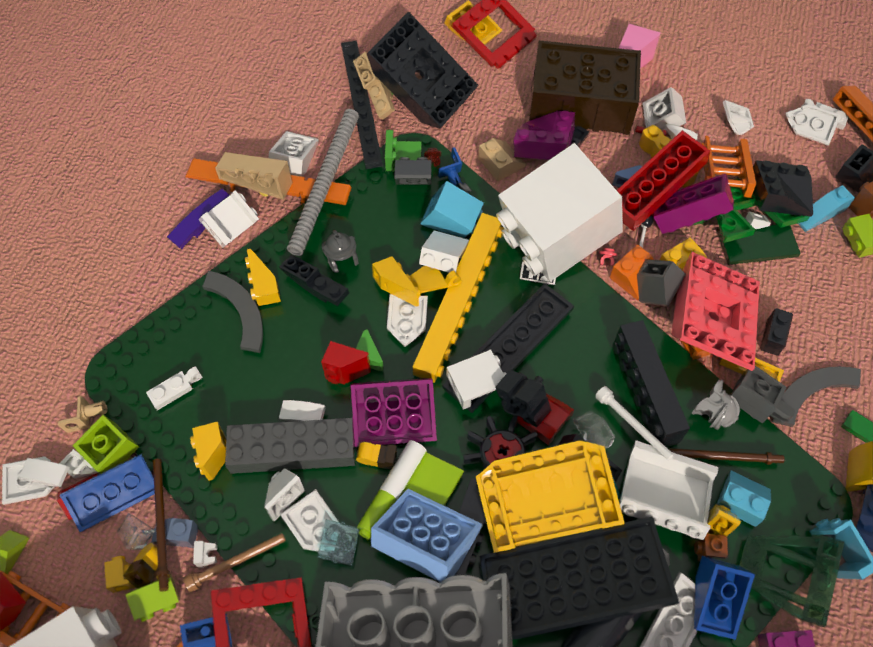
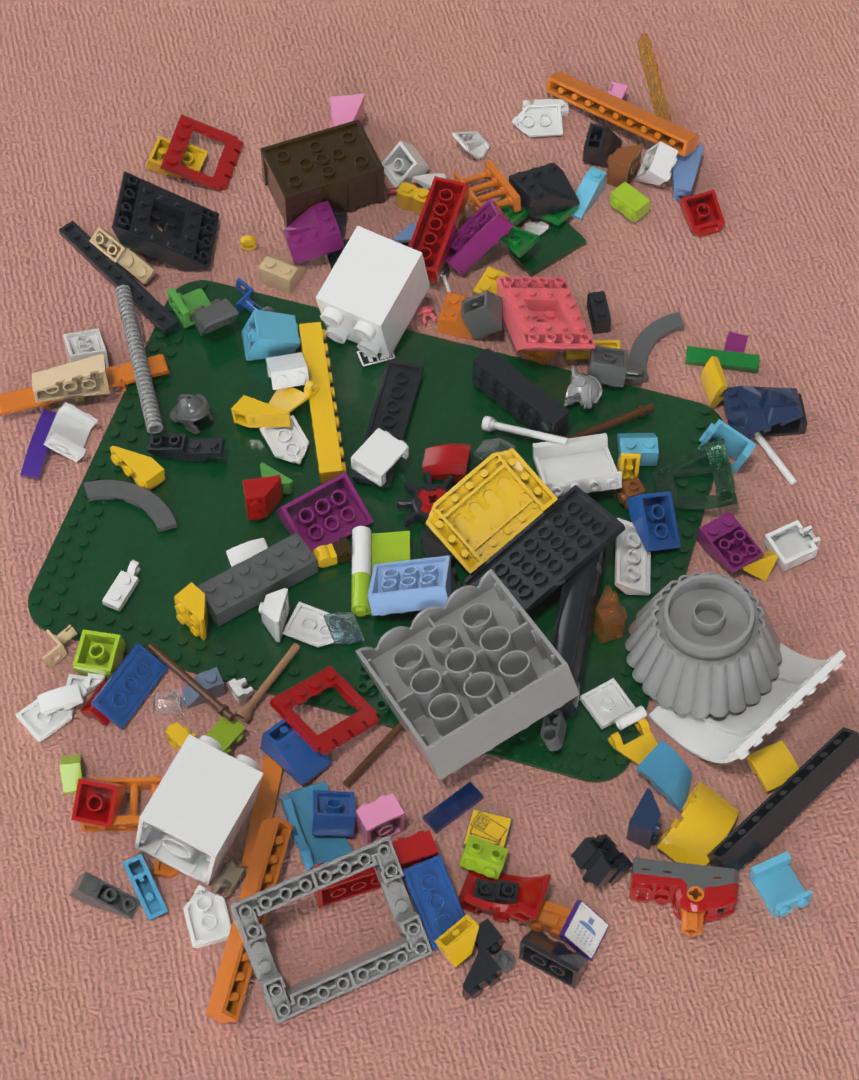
camera: 30 degrees left, 5 degrees down
(144, 566) = (198, 716): dark brown leg -> none
(433, 154) = (220, 293): clear red plate -> none
(487, 120) = (248, 242): none -> yellow tile
(524, 397) = (427, 450): black brick -> none

